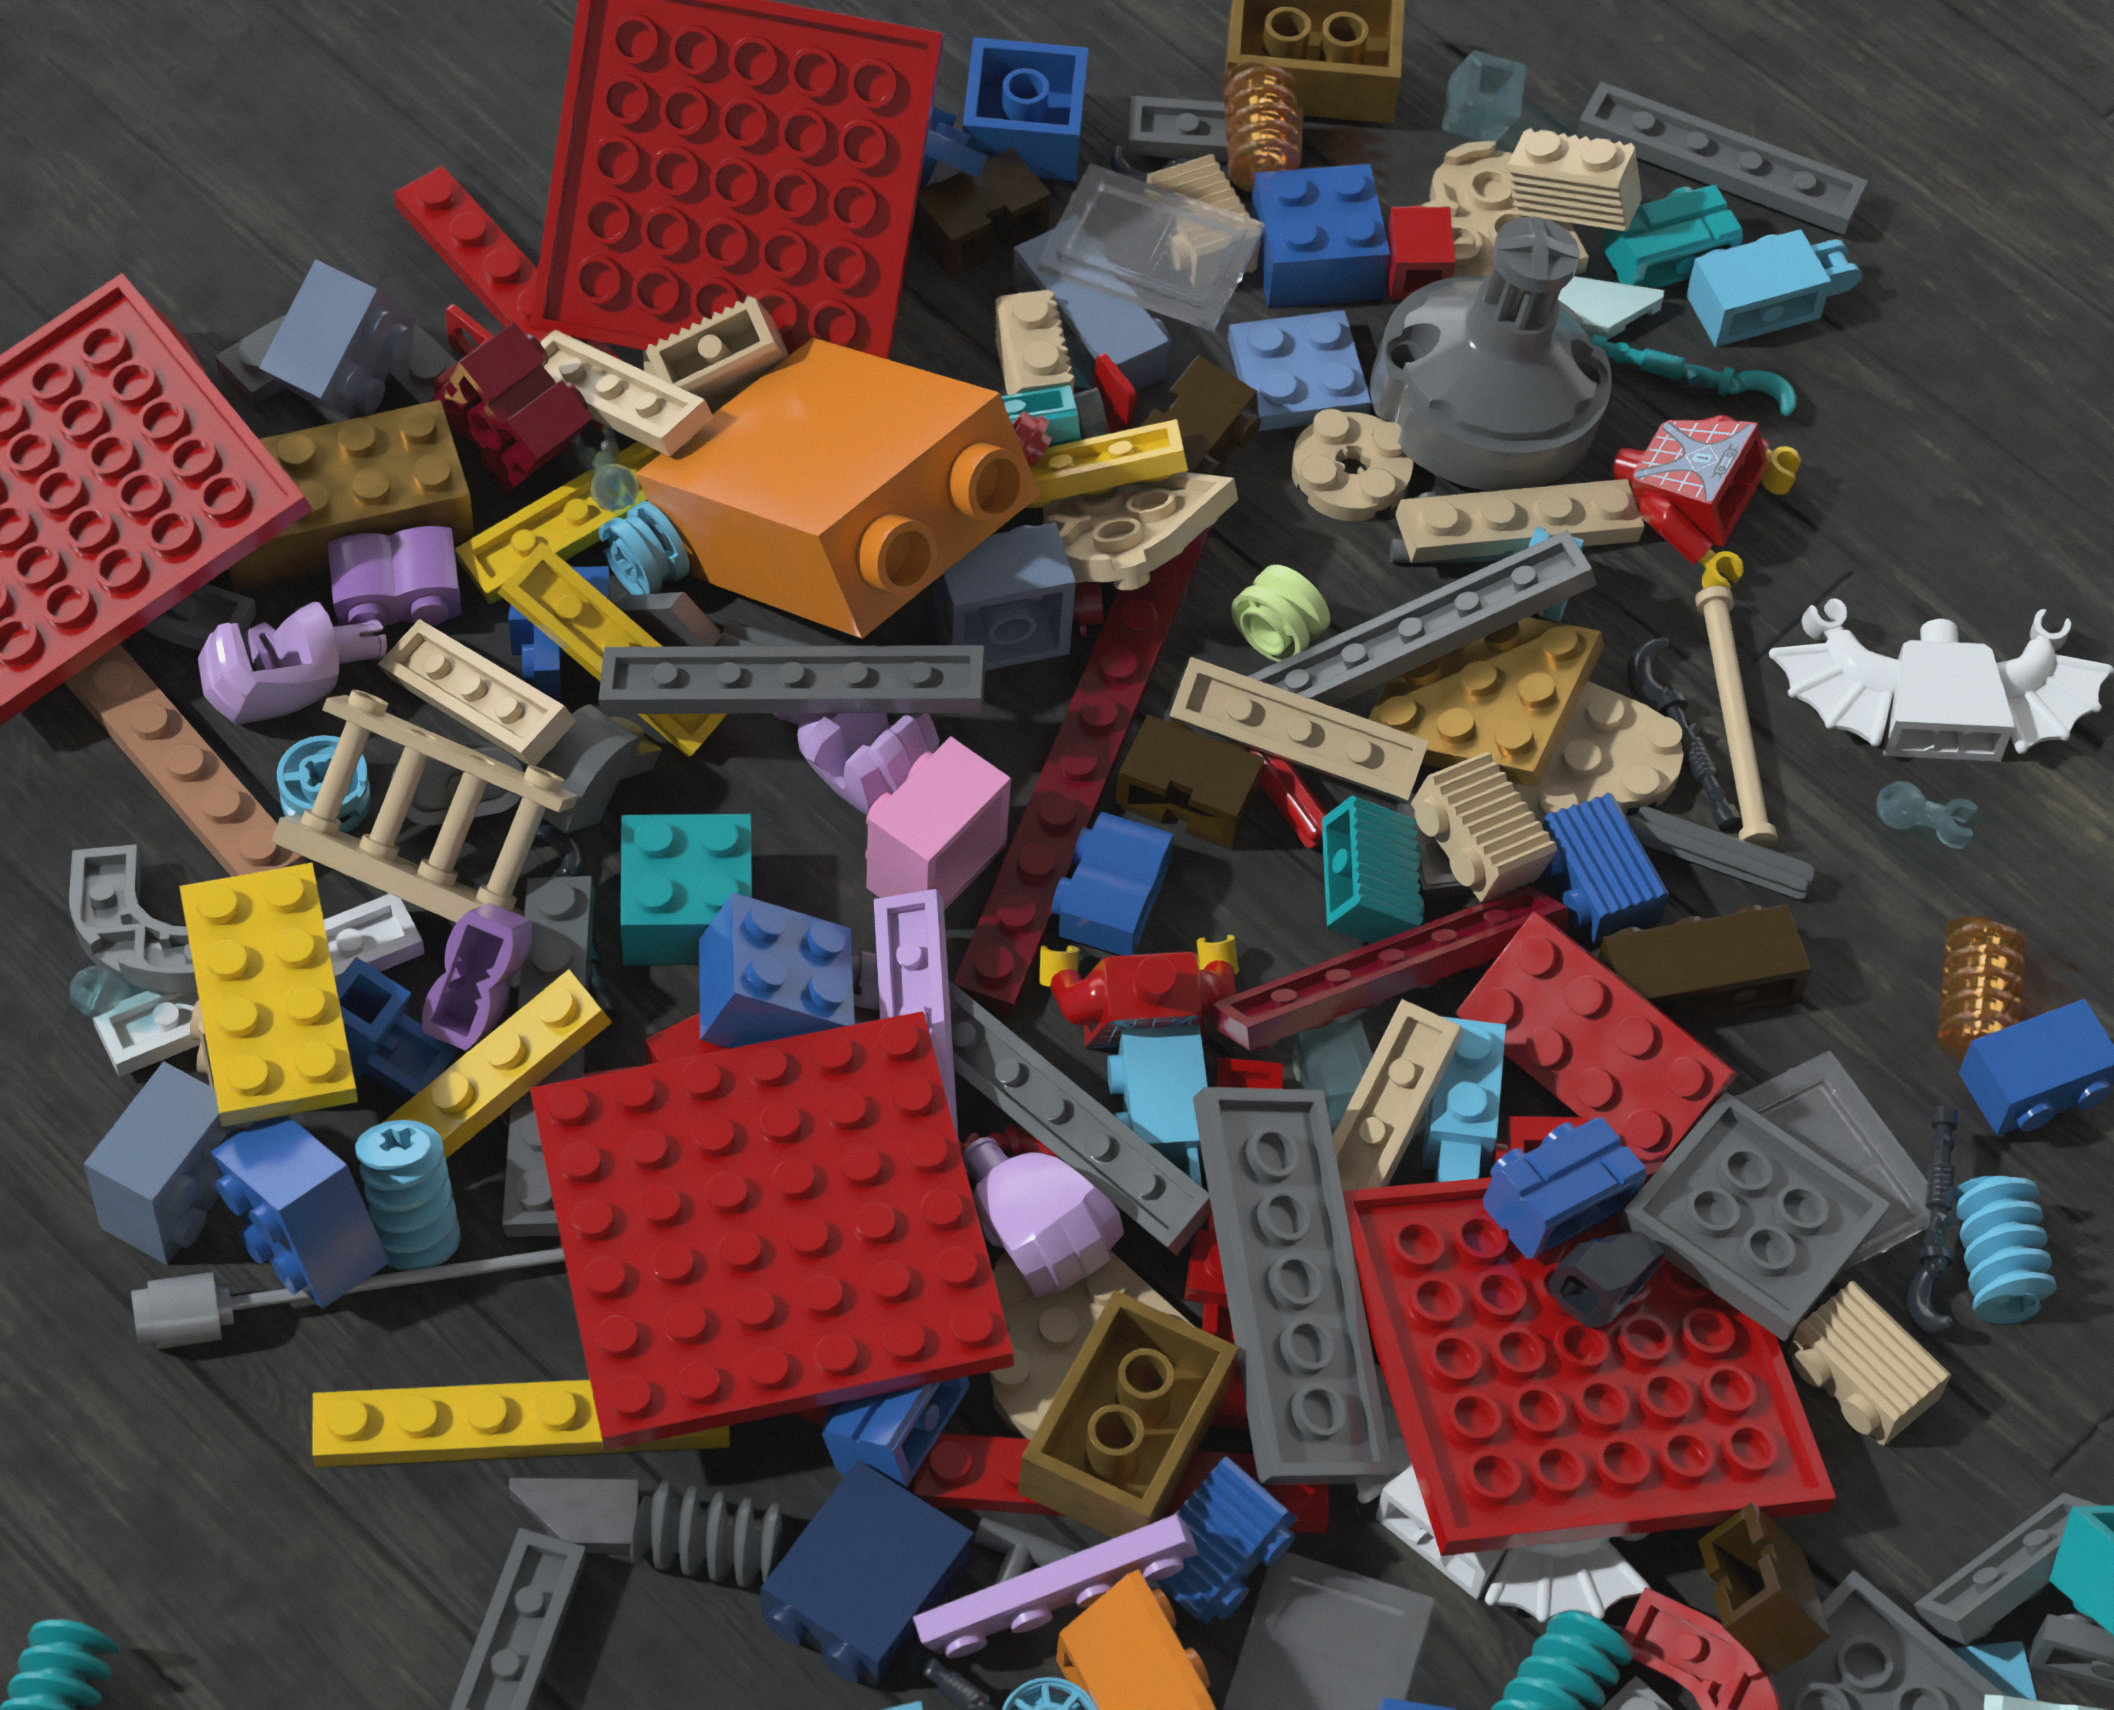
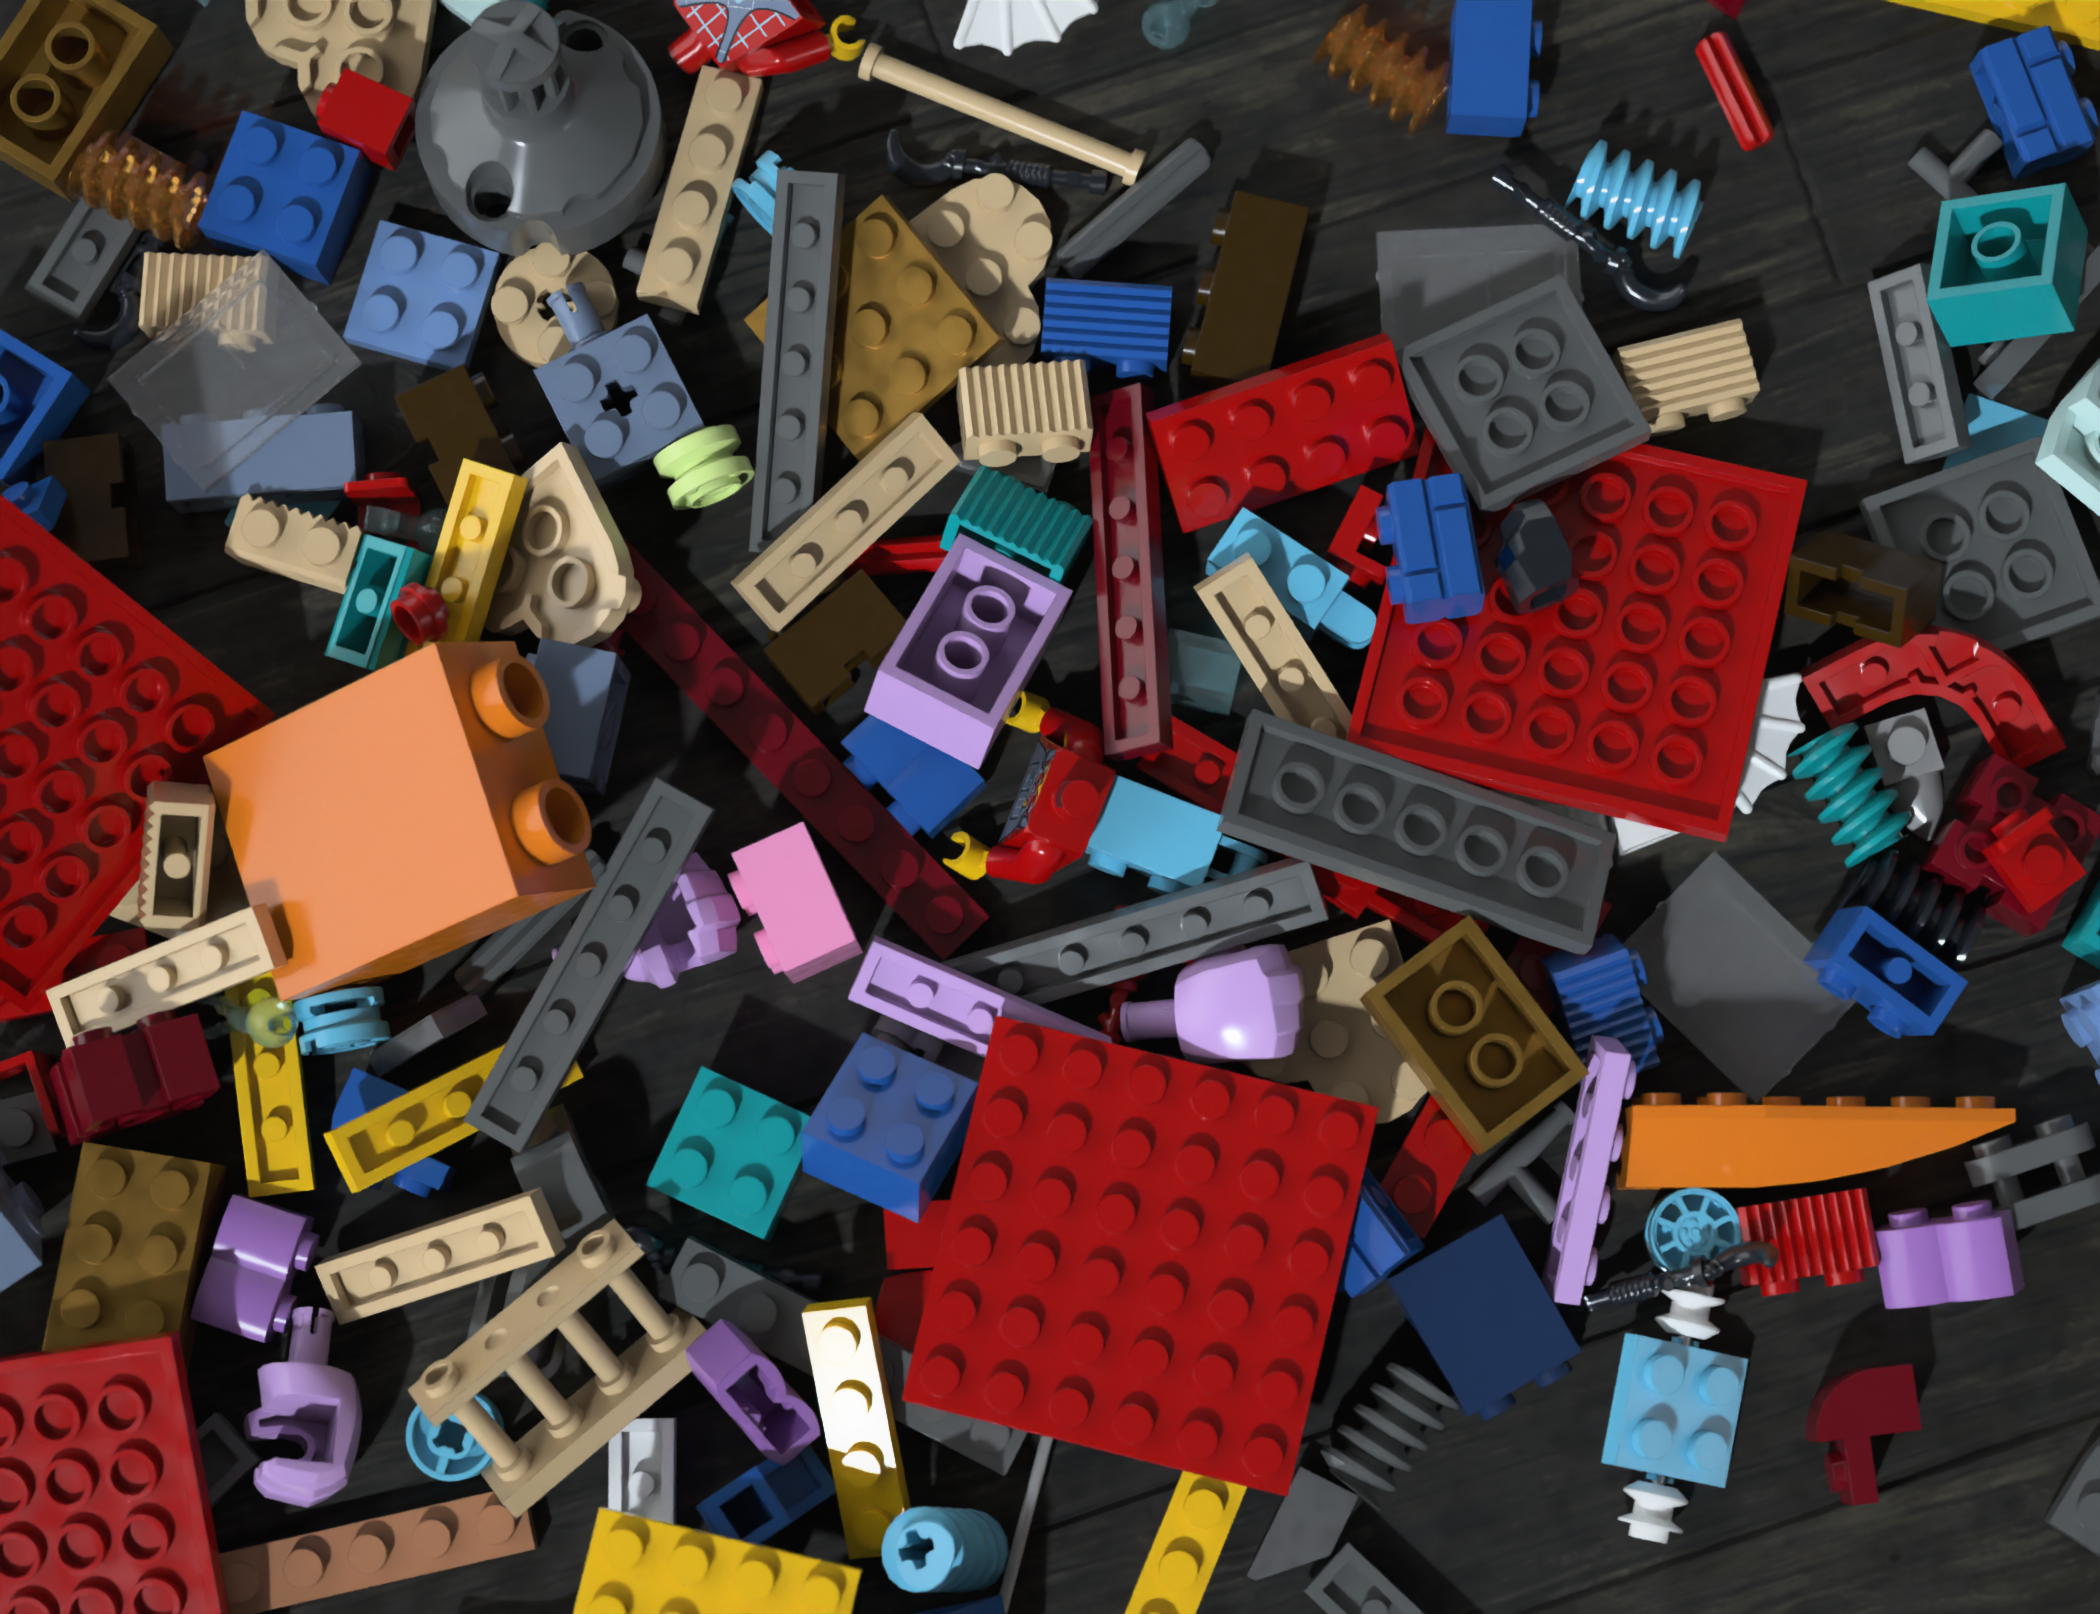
camera: 55 degrees left, 25 degrees up
(1240, 861) = (968, 651): none -> lavender brick
(1303, 519) = (599, 368): none -> sand blue brick

